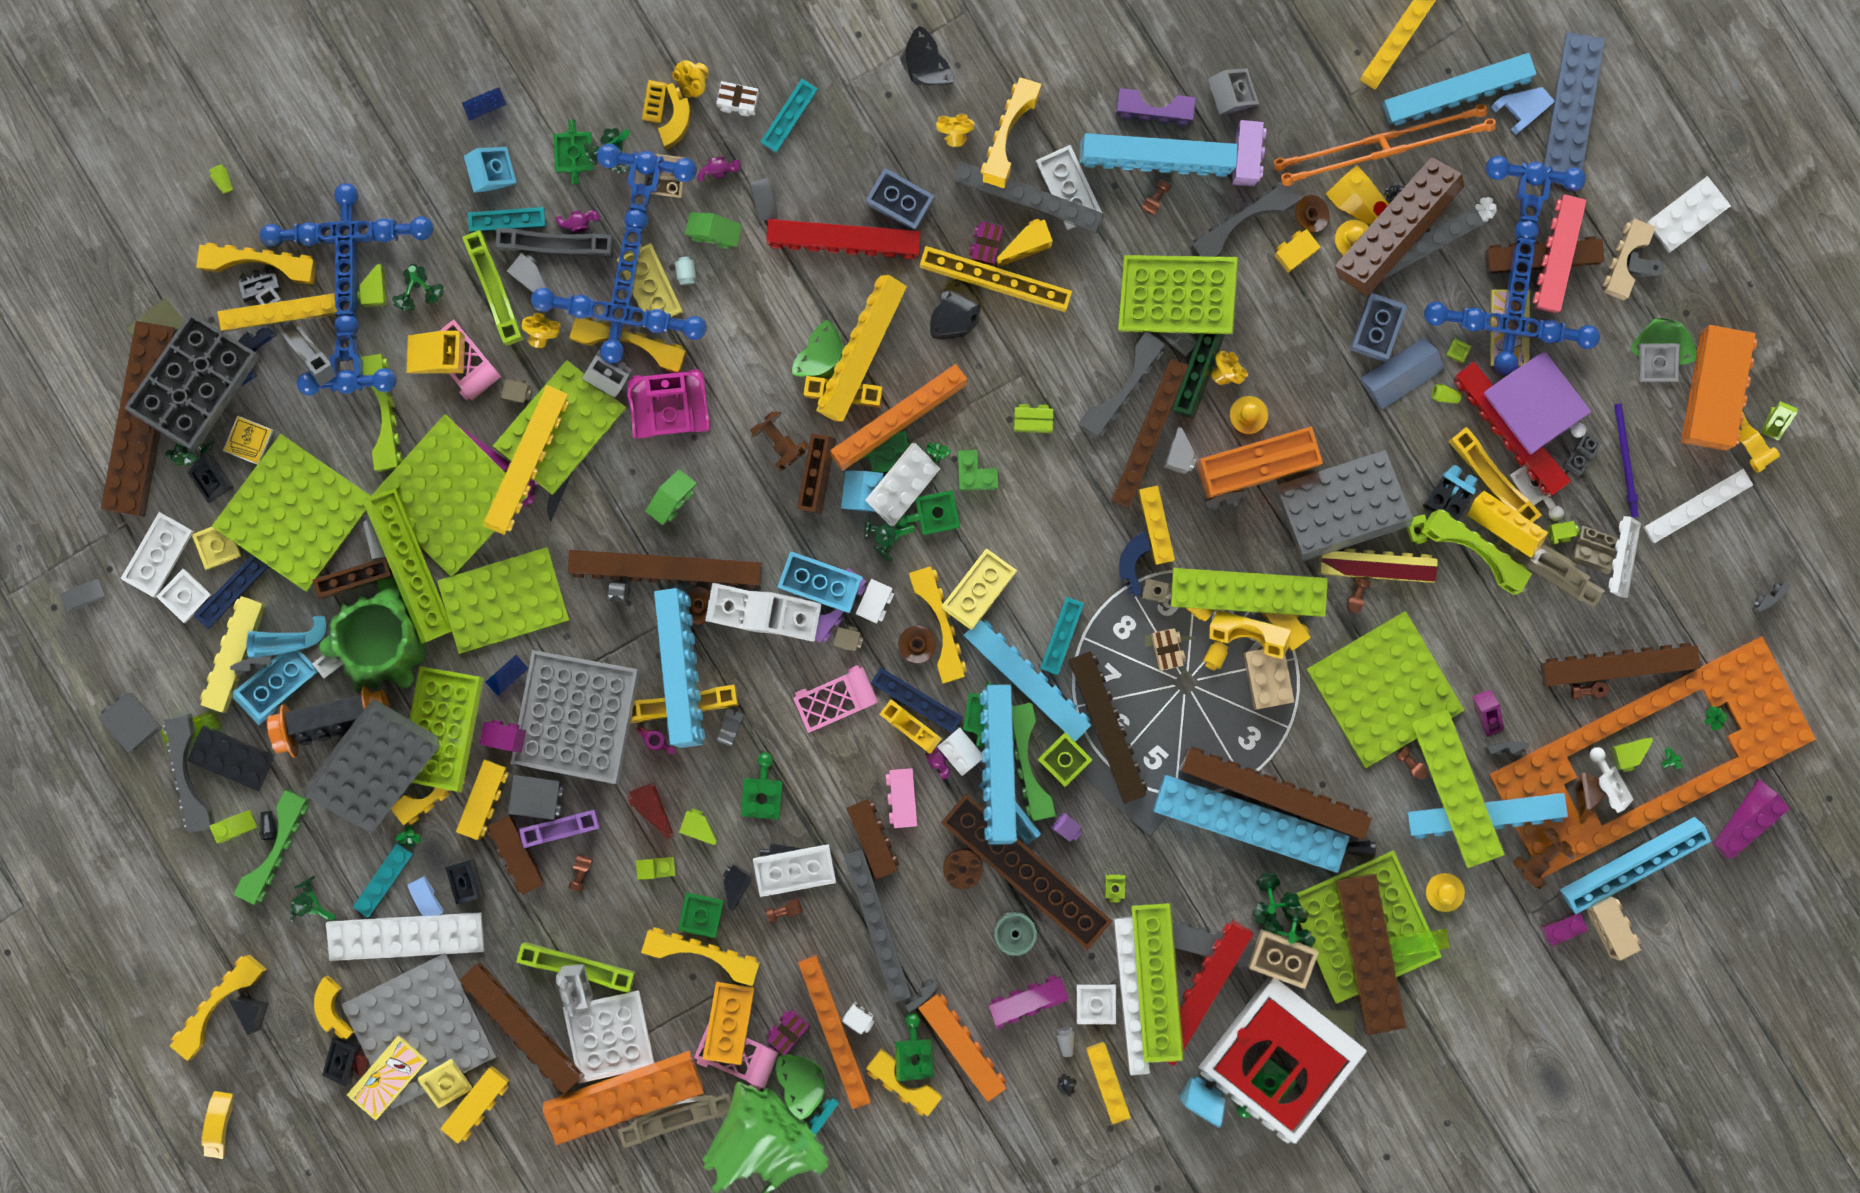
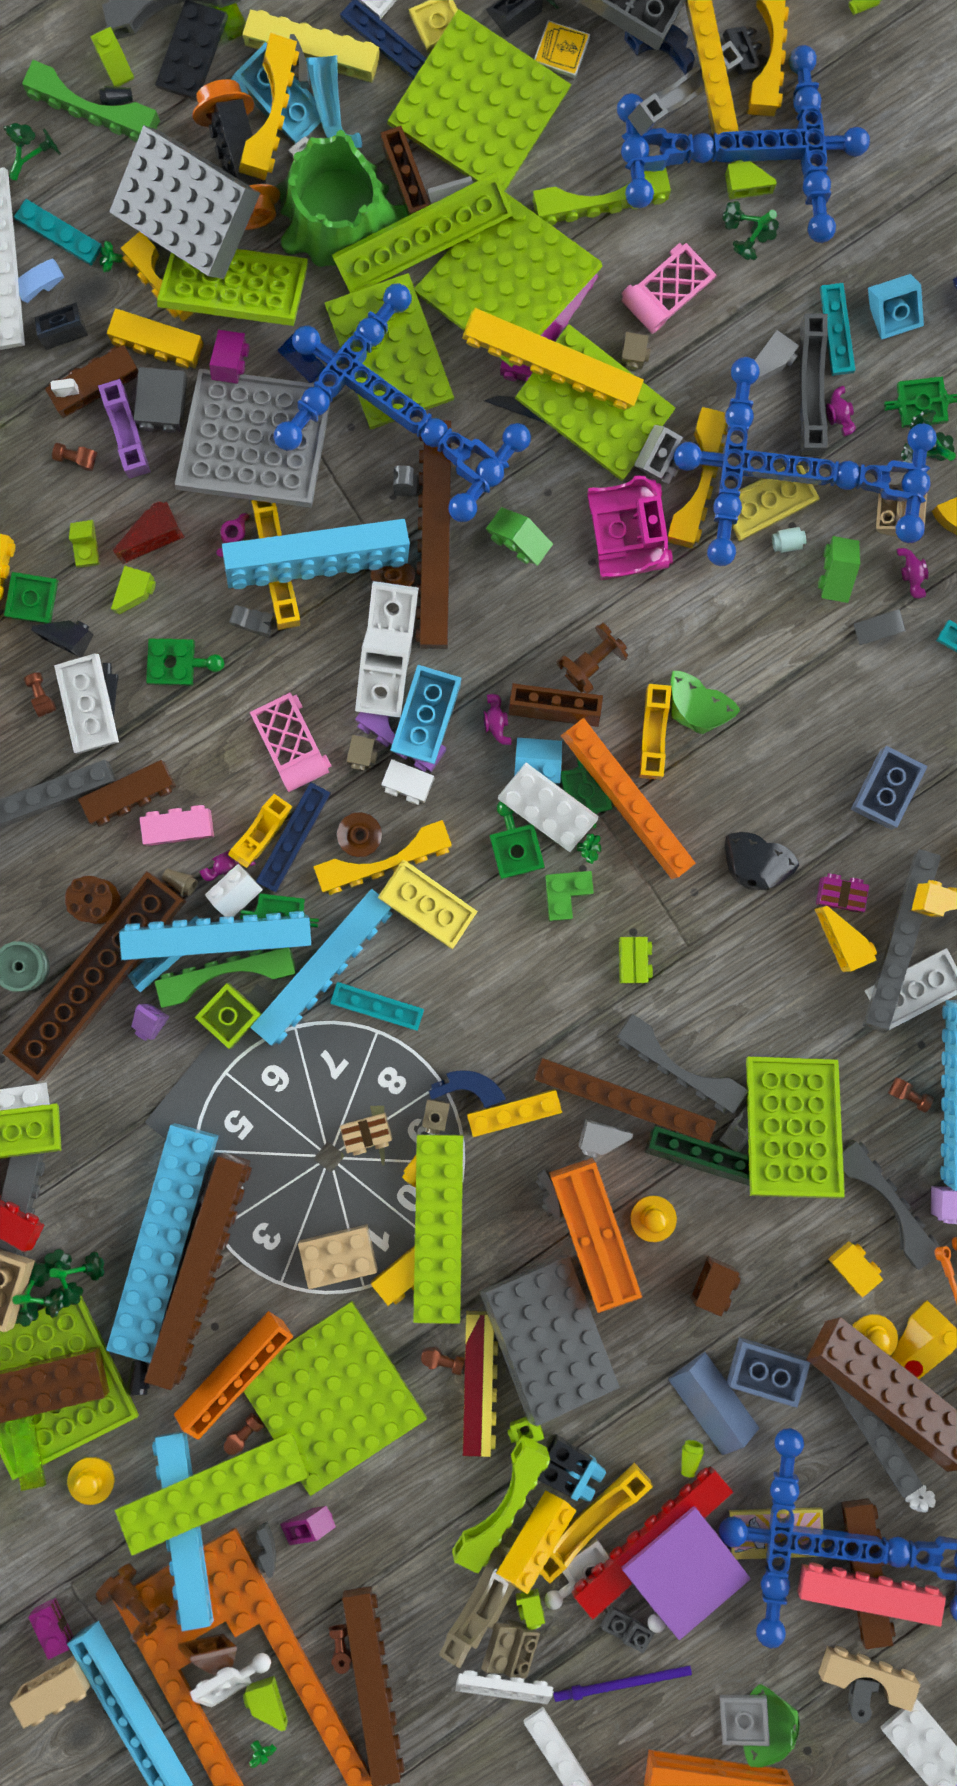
camera: 85 degrees right, 0 degrees up
(257, 679) = (258, 149): none -> yellow arch
(436, 352) = (675, 255): yellow slope -> none
(493, 287) = (726, 330): lime arch -> none
(524, 876) = (64, 387): none -> white tile
(540, 329) = (709, 373): yellow plate -> none
(579, 564) = (433, 431): none -> blue piece
(825, 525) = (496, 720): none -> magenta piece
(843, 238) = (839, 723): red brick -> none
(861, 348) = (708, 750): yellow brick -> none
(886, 536) = (485, 789): dark green plant -> none
(949, 796) = (181, 882): none -> dark tan cone
(995, 279) = (800, 906): yellow brick -> none
(1107, 727) = (270, 1065): dark brown brick -> none
(1110, 881) = (89, 1083): lime brick -> none
(1216, 655) = (361, 1191): yellow brick -> none
(1228, 369) = (707, 1191): yellow plate -> none
(1229, 626) = (396, 1206): yellow arch -> none
(1306, 366) = (715, 1286): none -> reddish brown brick
(1318, 210) = (902, 1293): reddish brown dish -> none
(1363, 768) = (233, 1375): none -> orange brick
(1391, 192) = (934, 1382): black plant -> none
(1458, 350) = (745, 1471): lime tile -> none

